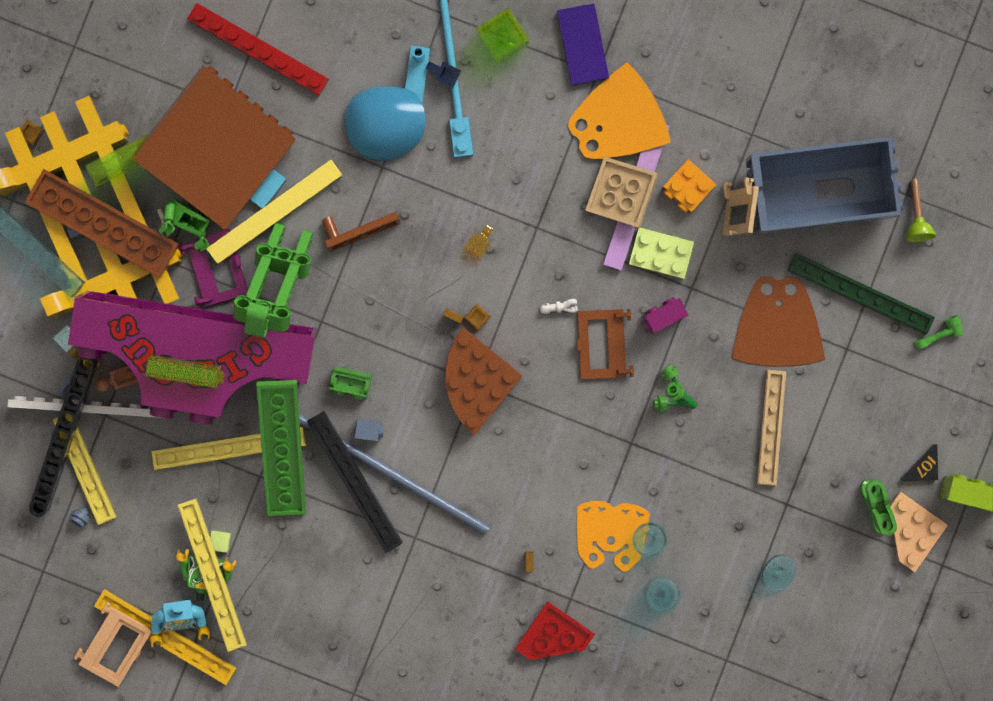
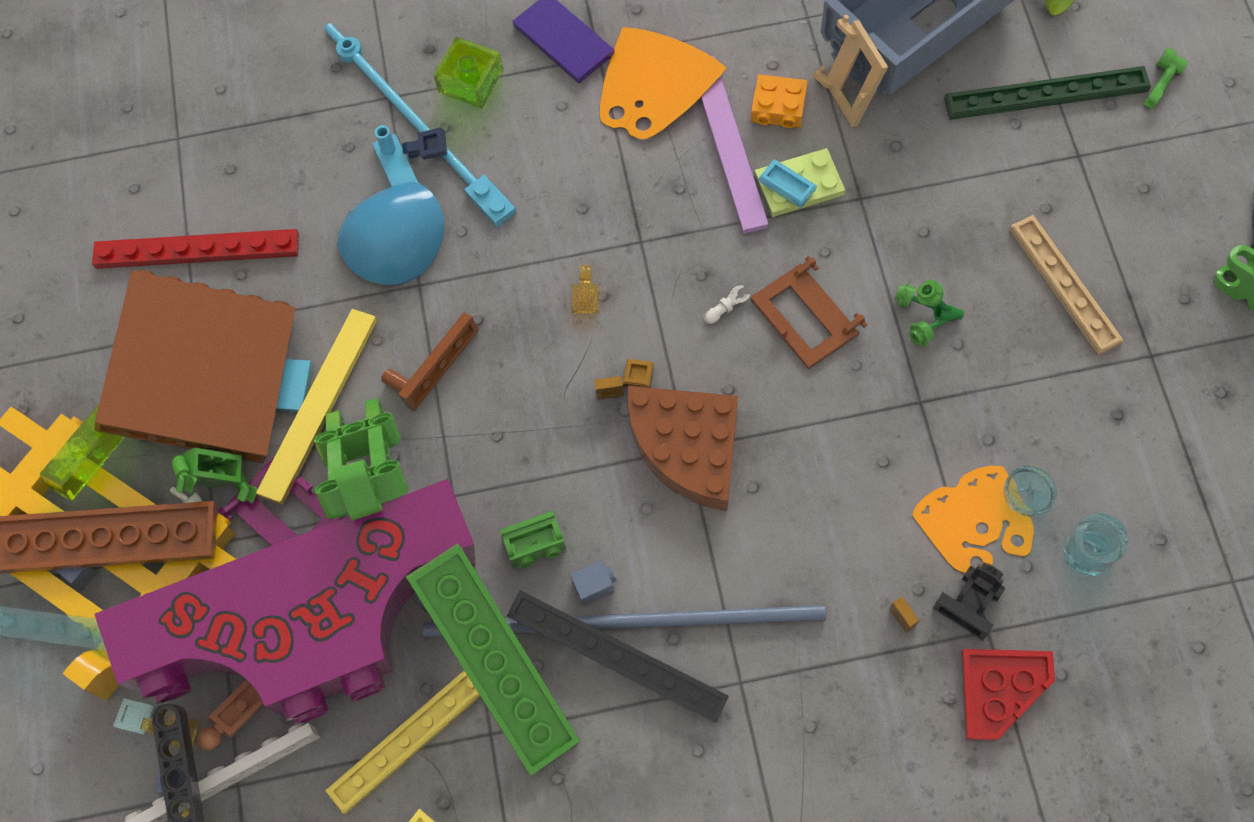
camera: 25 degrees left, 20 degrees down
(184, 371) = (298, 619): clear neon green brick -> none
(564, 582) = (986, 581): none -> black tile
(622, 192) = (710, 144): tan plate -> none
(650, 253) = (787, 183): none -> medium azure tile
(668, 314) = (853, 233): magenta brick -> none
(778, 334) = (992, 186): dark orange piece -> none
(778, 573) = (1208, 432): clear light blue piece -> none

